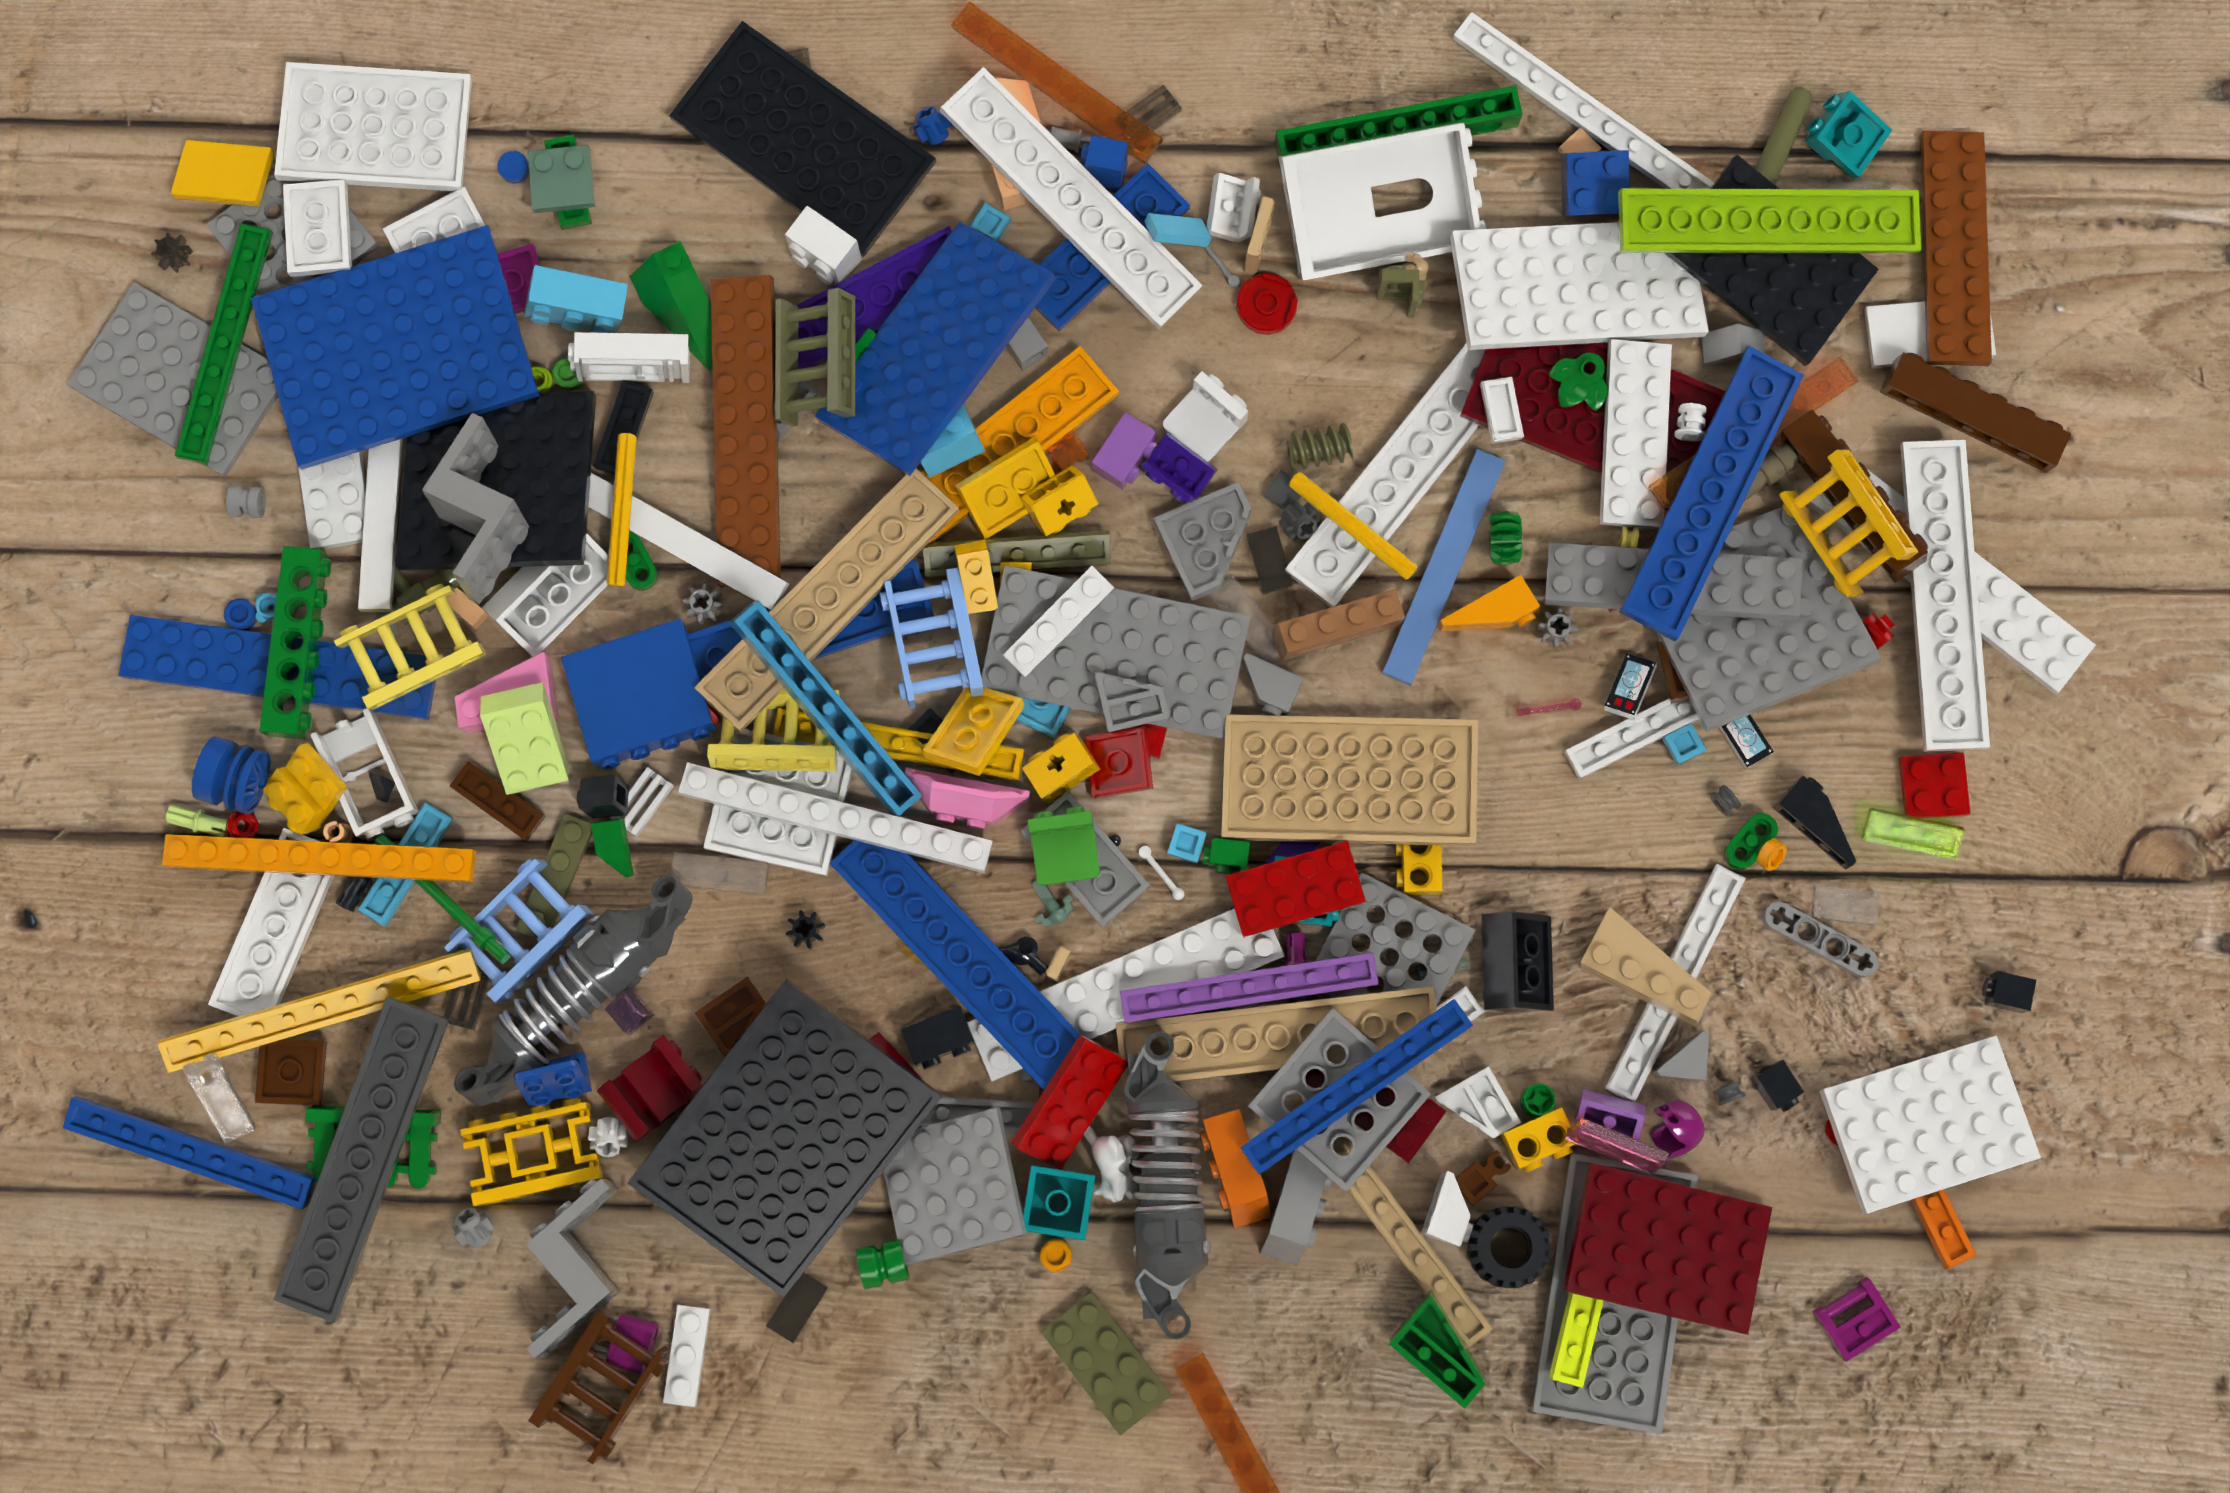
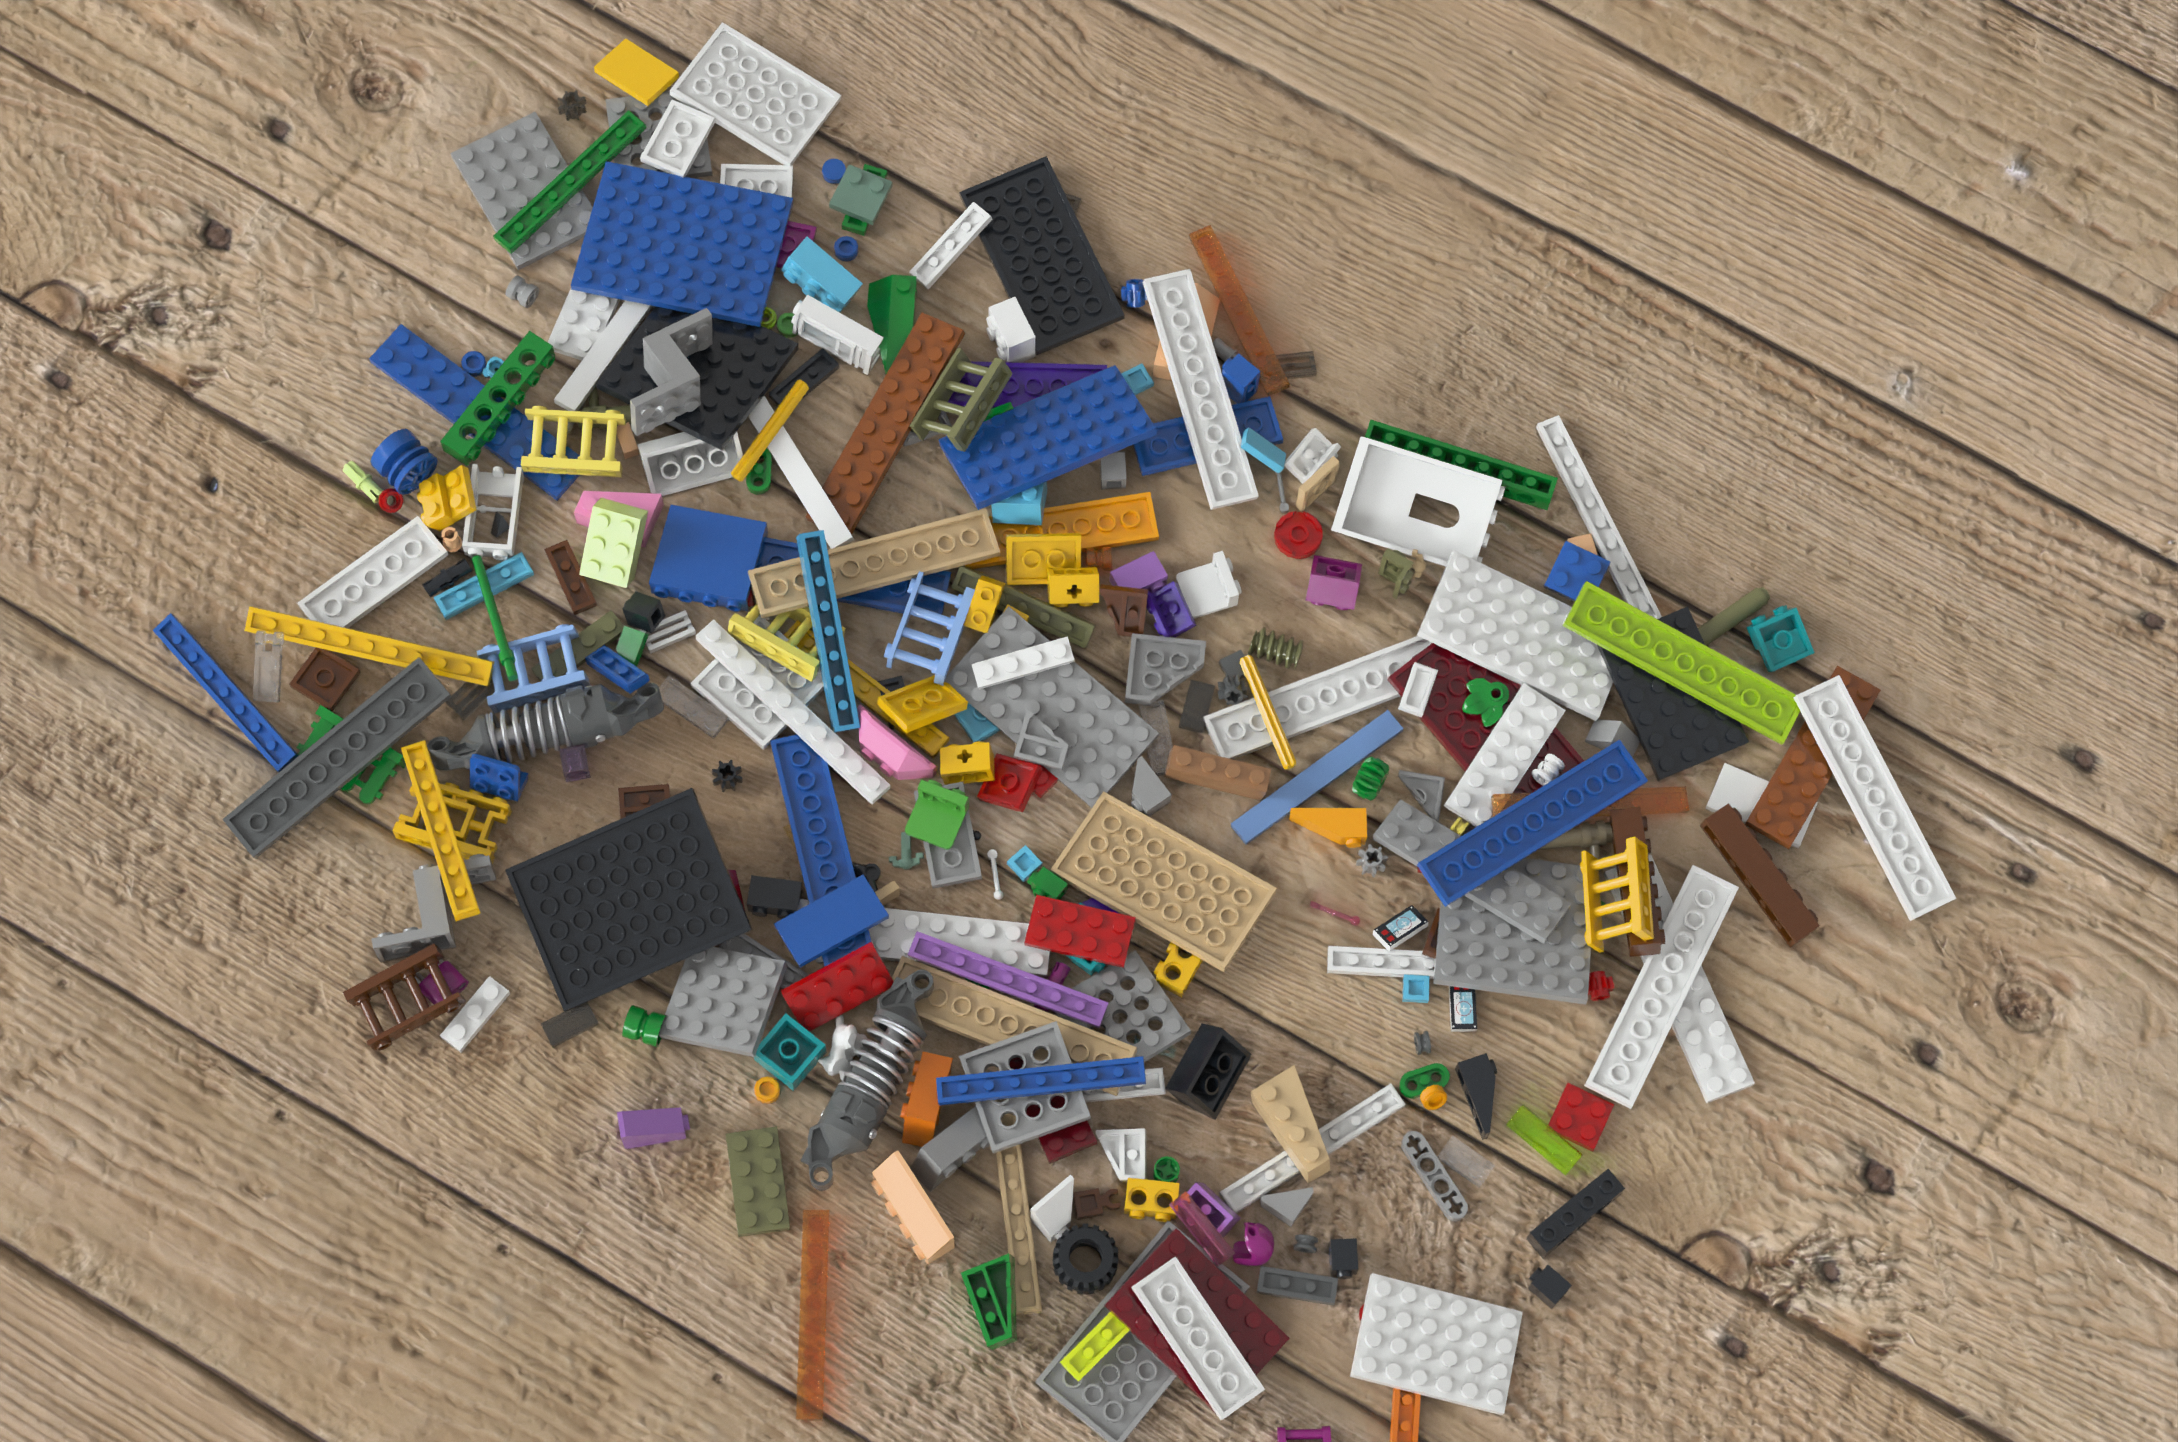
camera: 25 degrees right, 10 degrees down
(319, 858) = (429, 547): light orange plate -> none
(473, 1227) = (383, 846): light grey gear -> none
(529, 1181) = (440, 831): none -> yellow tile
(580, 249) = (846, 248): none -> blue tile
(608, 1137) = (510, 837): white gear -> none
(614, 879) = (617, 669): none -> blue tile
(651, 1088) = (557, 819): dark red piece -> none
(696, 182) = (951, 245): none -> white plate
(699, 611) = (785, 516): light grey gear -> none
(958, 1372) = (652, 1126): none -> medium lavender slope
(1021, 1033) = (831, 920): none -> blue tile
(1132, 494) = (1126, 608): none -> reddish brown wing
(1294, 1300) = (913, 1208): none -> light nougat slope
(1338, 337) = (1333, 582): none -> magenta slope
(1569, 516) = (1426, 790): none -> light grey tile
(1684, 1270) = (1198, 1338): none -> white plate
(1746, 1144) = (1297, 1285): none -> dark grey plate
(1992, 896) = (1575, 1213): none -> black brick
(2049, 258) = (1874, 798): none -> white plate

